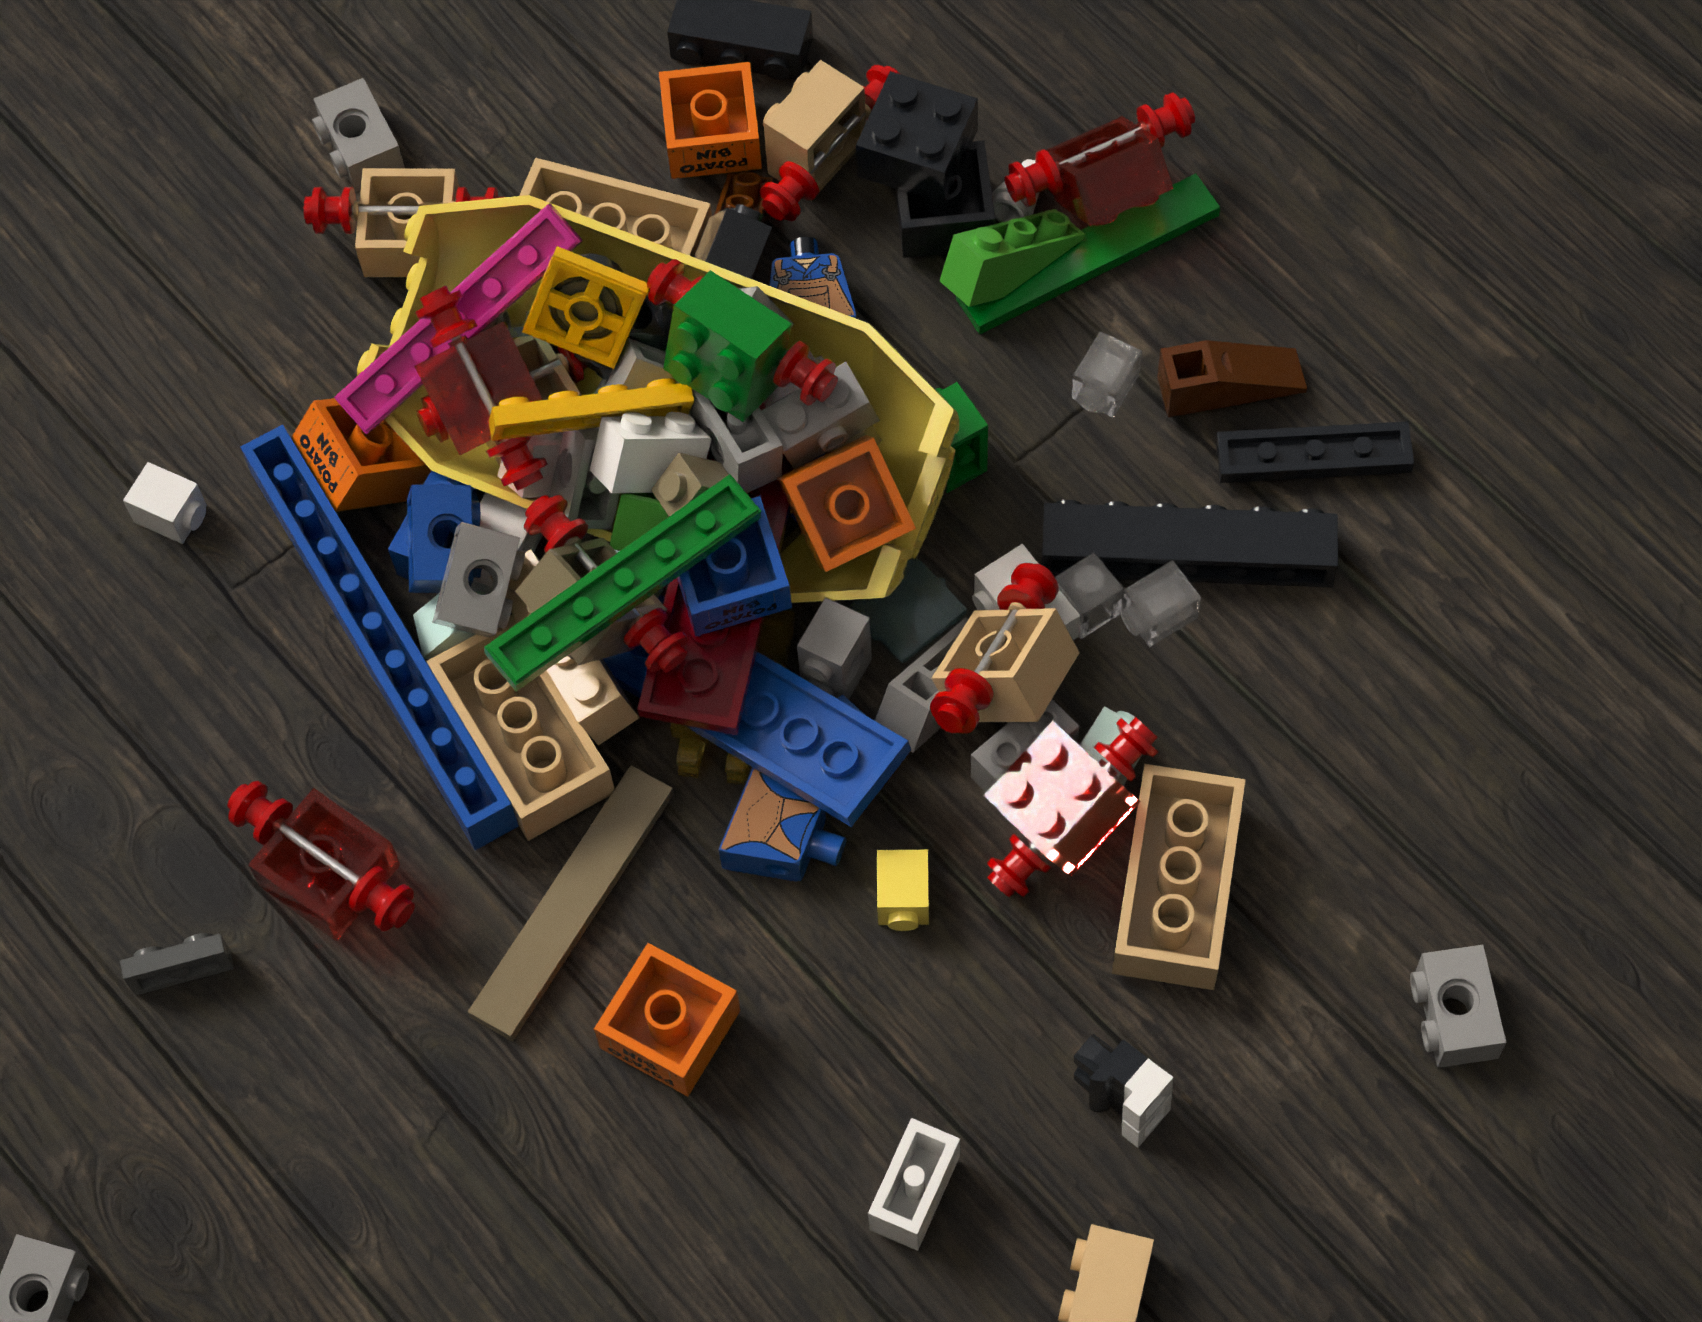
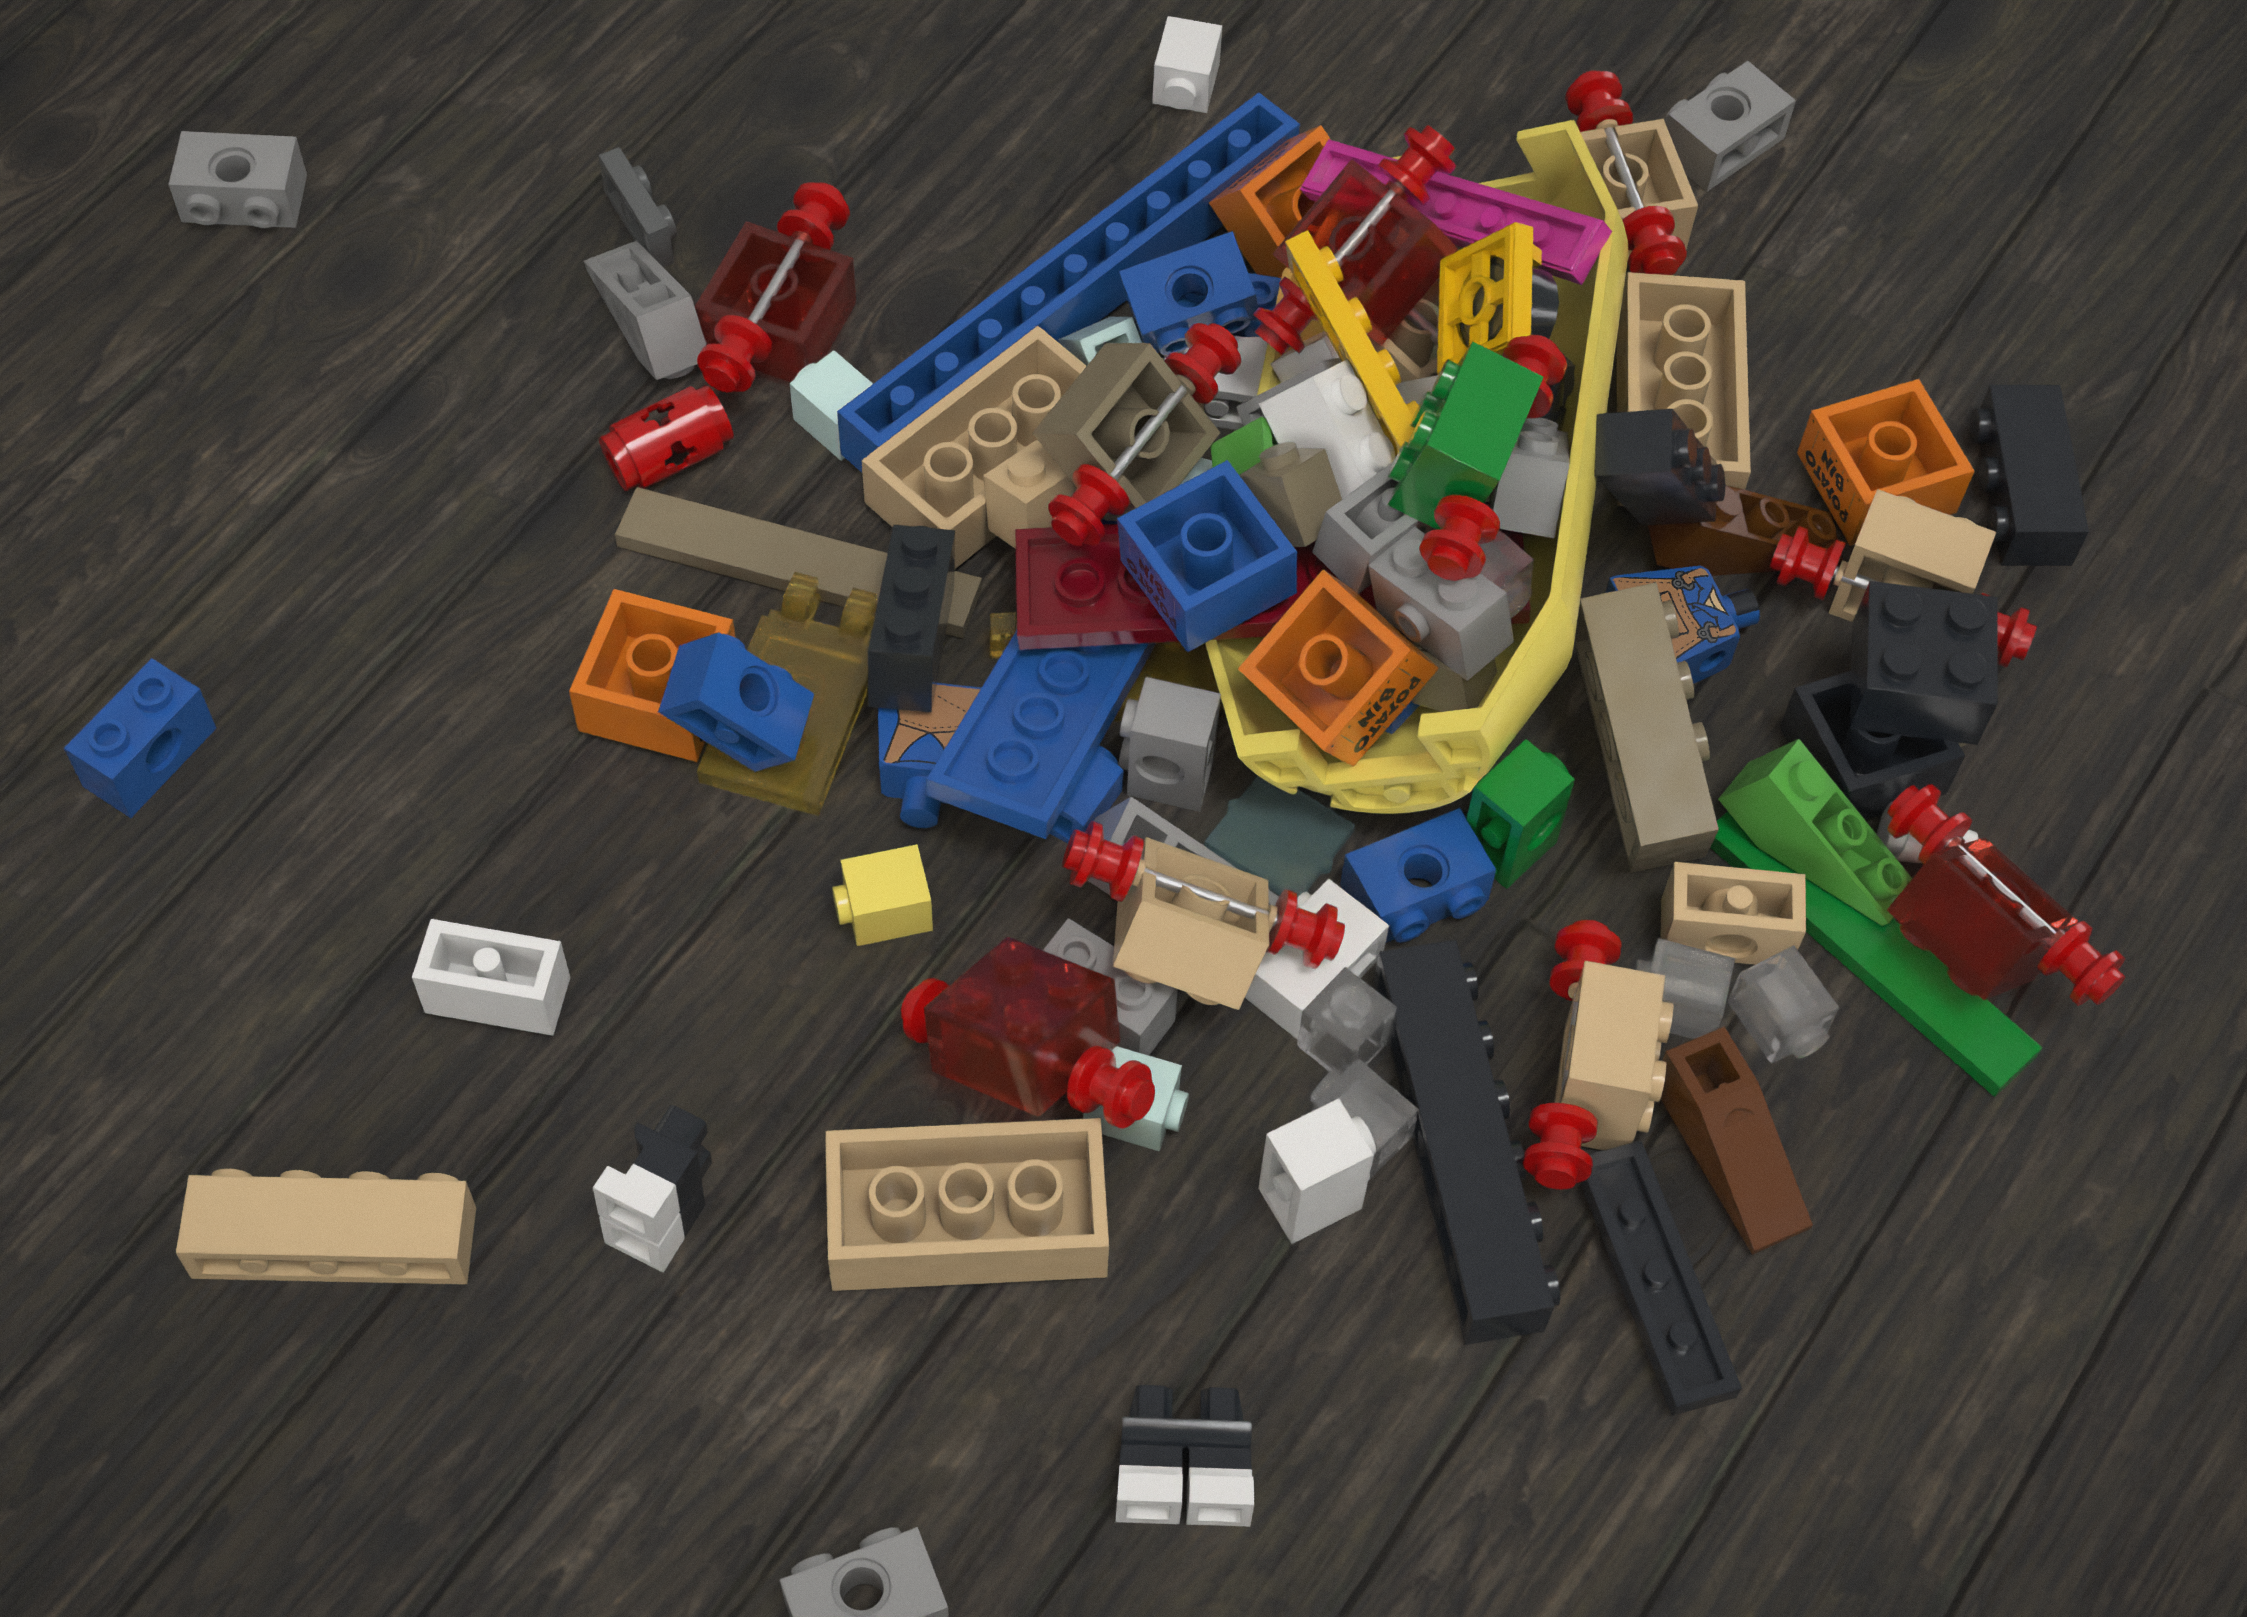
camera: 70 degrees right, 5 degrees down
(286, 971) = (649, 309): none -> light grey slope
(432, 840) = (820, 392): none -> light aqua brick
(442, 1000) = (639, 448): none -> red piece
(457, 603) = (1104, 311): light grey brick -> none
(622, 582) = (1131, 428): green tile -> none
(681, 809) = (911, 618): none -> black brick
(704, 922) = (830, 665): none -> clear yellow tile
(728, 950) = (736, 701): none -> blue brick
(936, 328) = (1646, 726): none -> dark tan brick
(972, 494) = (1437, 851): none -> blue brick
(1061, 325) = (1734, 910): none -> tan brick
(1134, 314) = (1784, 1006): none -> clear brick
(1158, 435) = (1606, 1060): none -> tan brick
(1206, 636) = (1316, 1169): none -> white brick
(1400, 778) = (1212, 1447): none -> hips

